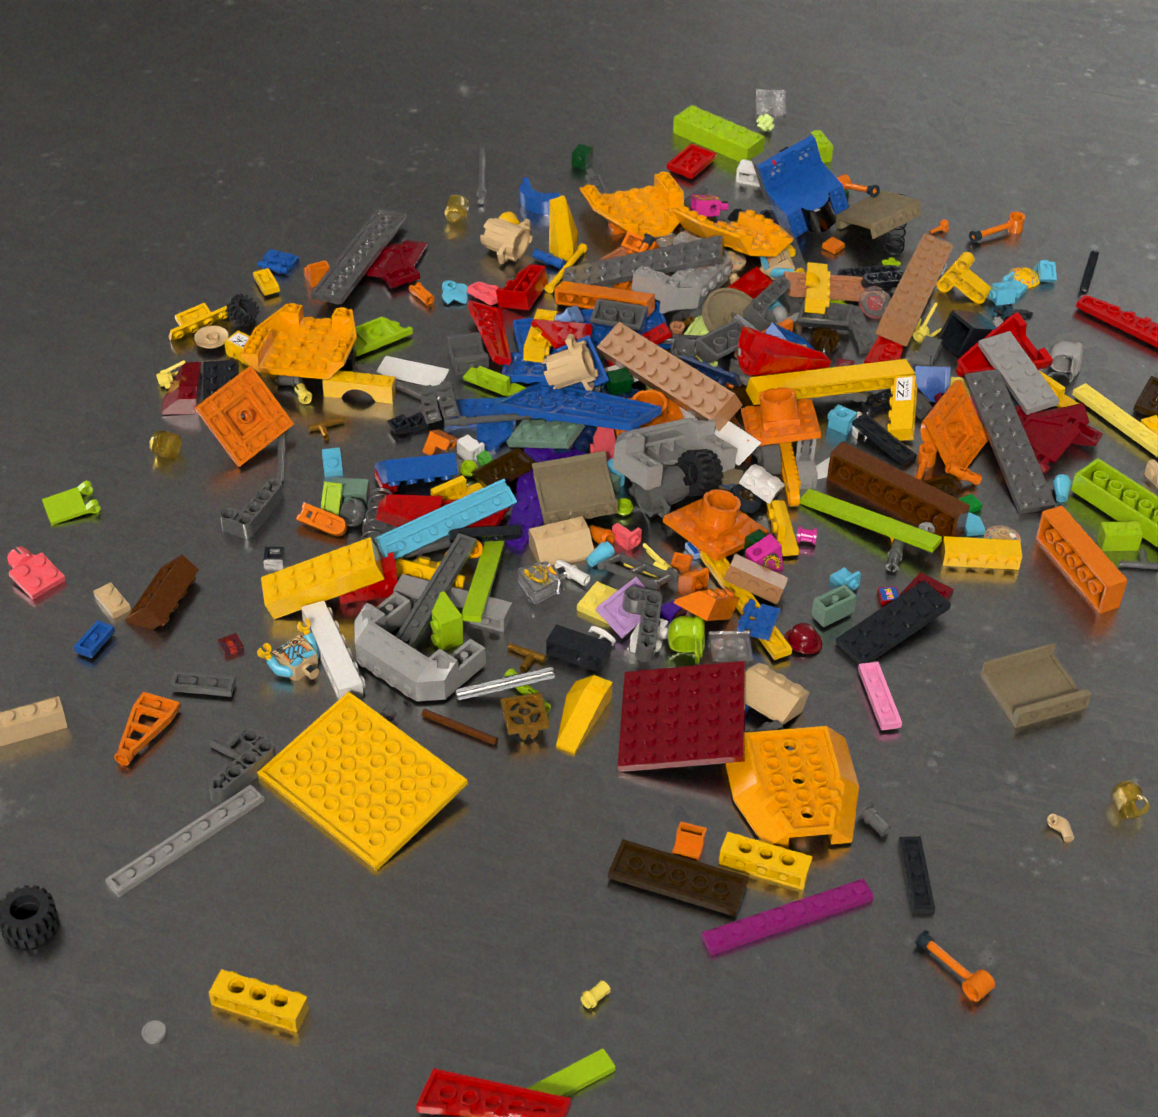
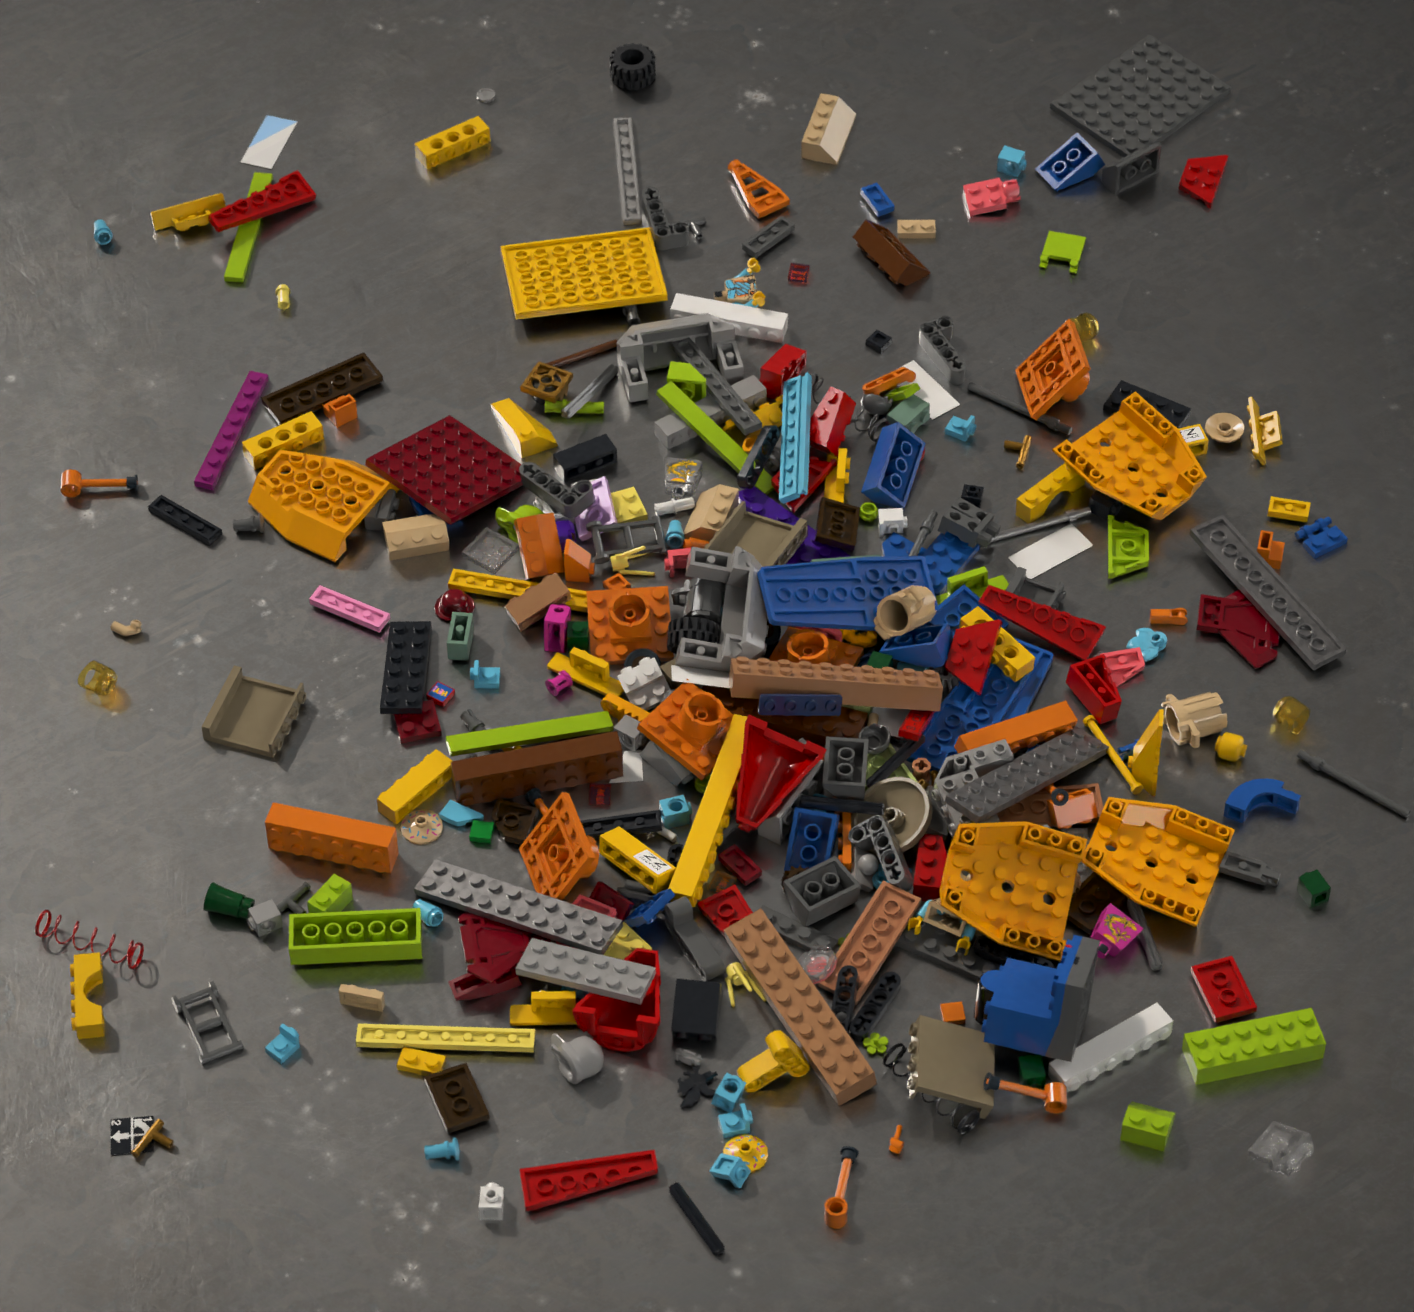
camera: 130 degrees right, 5 degrees up
(165, 376) = (1186, 373): light yellow plant -> none
(184, 390) = (1157, 378): dark red wedge -> none
(244, 318) = (1251, 469): black tyre -> none
(307, 493) = (930, 391): none -> white sticker
(322, 578) = (801, 331): yellow brick -> none
(437, 441) = (910, 496): orange piece -> none
(484, 458) = (868, 521): bright green axle -> none
(530, 656) = (611, 433): pearl gold piece -> none
(571, 314) = (1001, 678): medium blue piece -> none
(609, 313) = (963, 711): dark grey slope -> none
(764, 623) = (490, 581): blue plate -> none
(765, 123) = (1240, 1104): yellowish green gear -> none
(818, 296) = (878, 909): yellow arch -> none
(963, 473) = (514, 842): orange pin -> none

